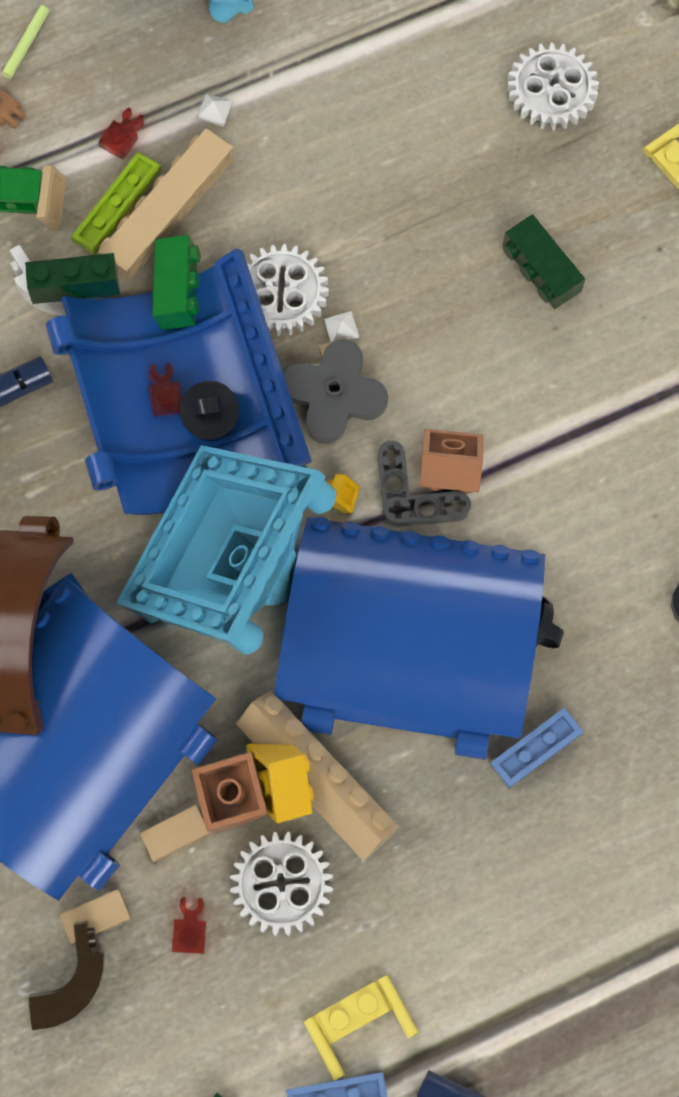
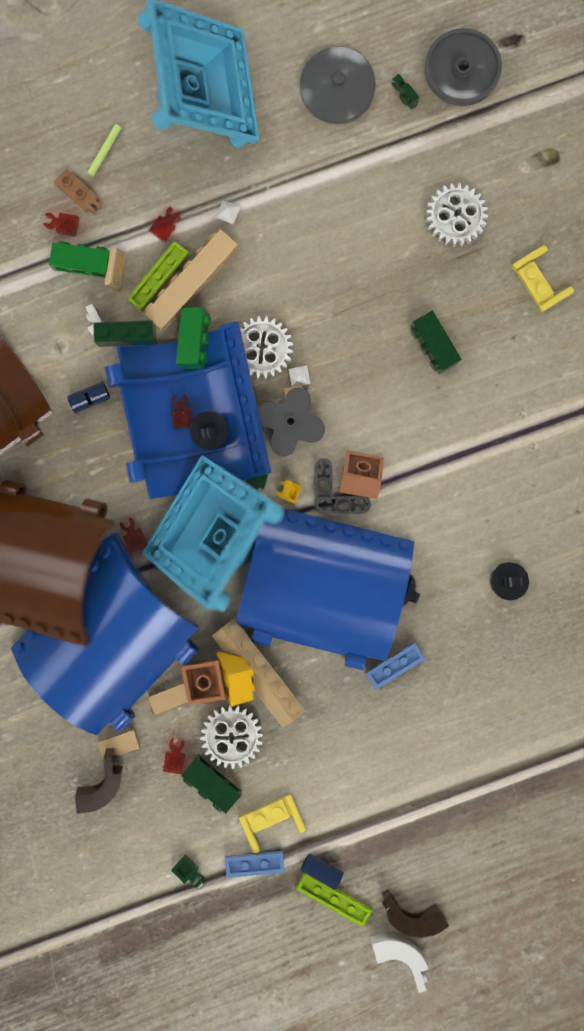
camera: 10 degrees right, 15 degrees up
(103, 584) = (134, 538): none -> clear red plate
(253, 967) = (211, 784): none -> dark green brick

